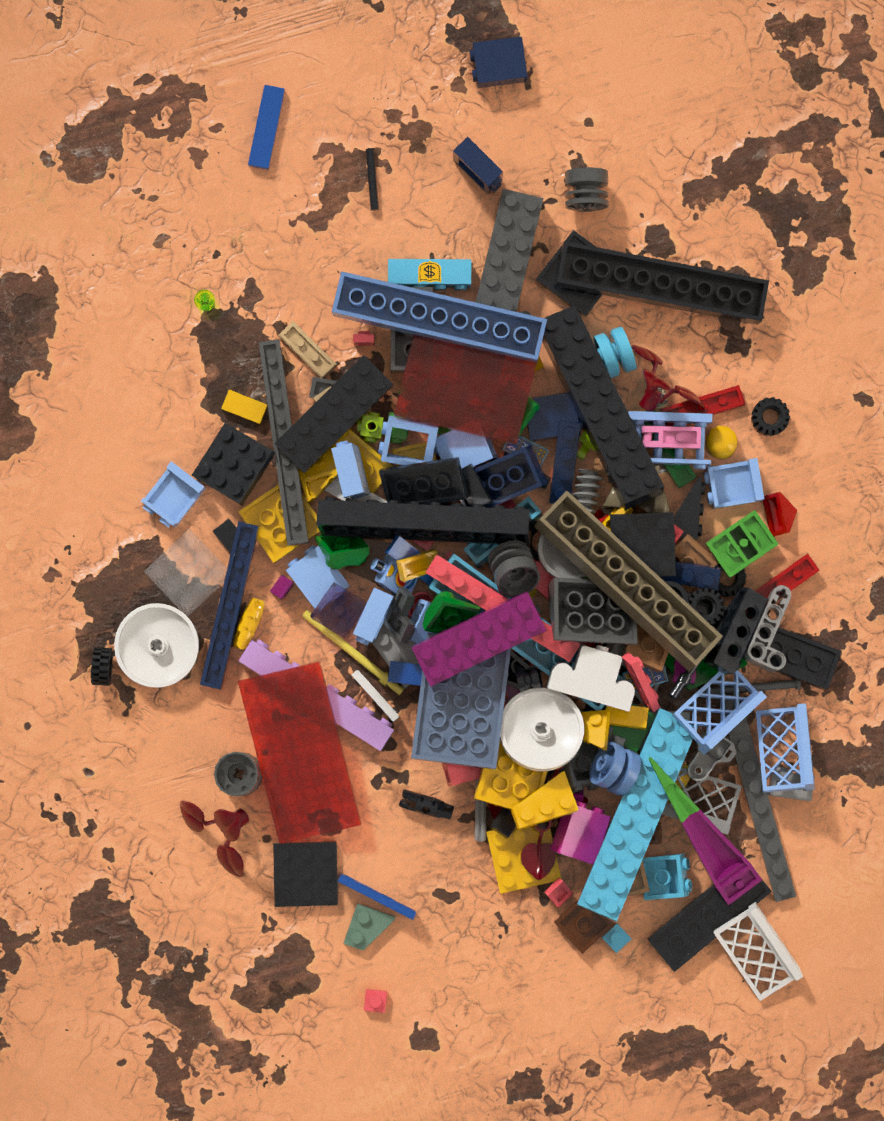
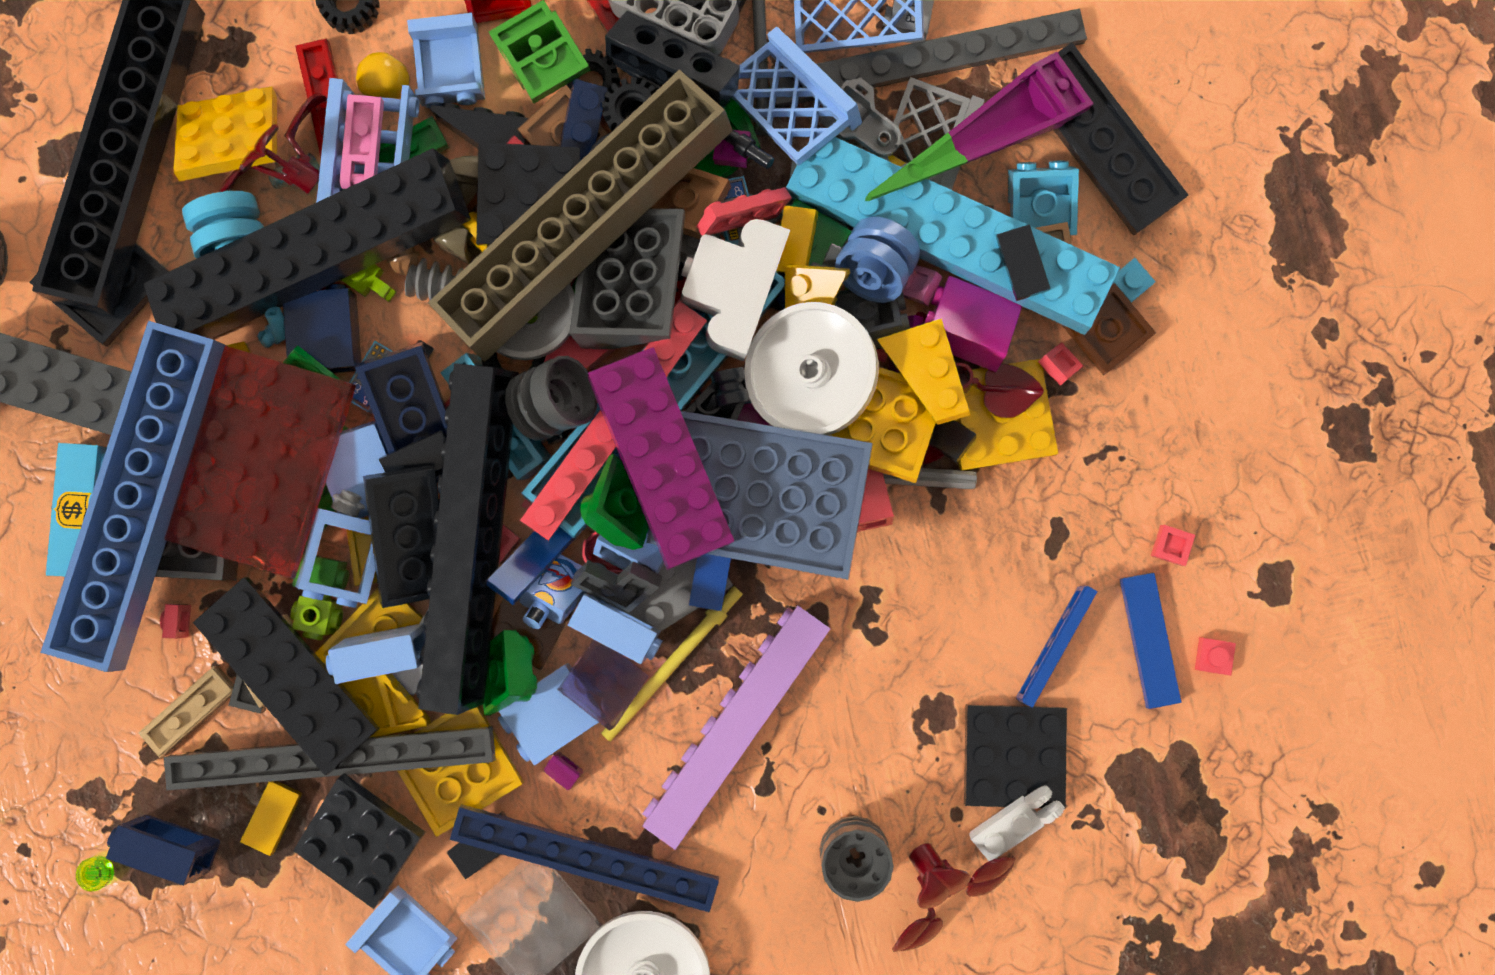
camera: 90 degrees left, 0 degrees up
(223, 345) = (162, 849): none -> dark blue window
(248, 623) = (616, 828): yellow hinge -> none
(264, 874) = (1015, 823): none -> white hinge
(299, 752) = (825, 758): clear red plate -> none
(366, 926) = (1100, 664): sand green wing -> none
(375, 695) = (741, 632): white tile -> none
(383, 958) = (1150, 640): none -> blue tile
(415, 565) = (538, 557): yellow tile -> none
(426, 805) = (916, 561): black hinge -> none
(442, 444) = (347, 503): none -> light grey plate
(445, 970) = (1173, 545): none -> coral plate
(550, 386) = (275, 330): none -> medium azure arm
(564, 459) = (388, 315): dark blue plate -> none
(604, 799) = (922, 285): none -> bright pink plate
(615, 858) = (1022, 262): none -> black tile
(676, 347) = (221, 131): none -> yellow plate
(773, 941) = (1144, 46): white fence -> none

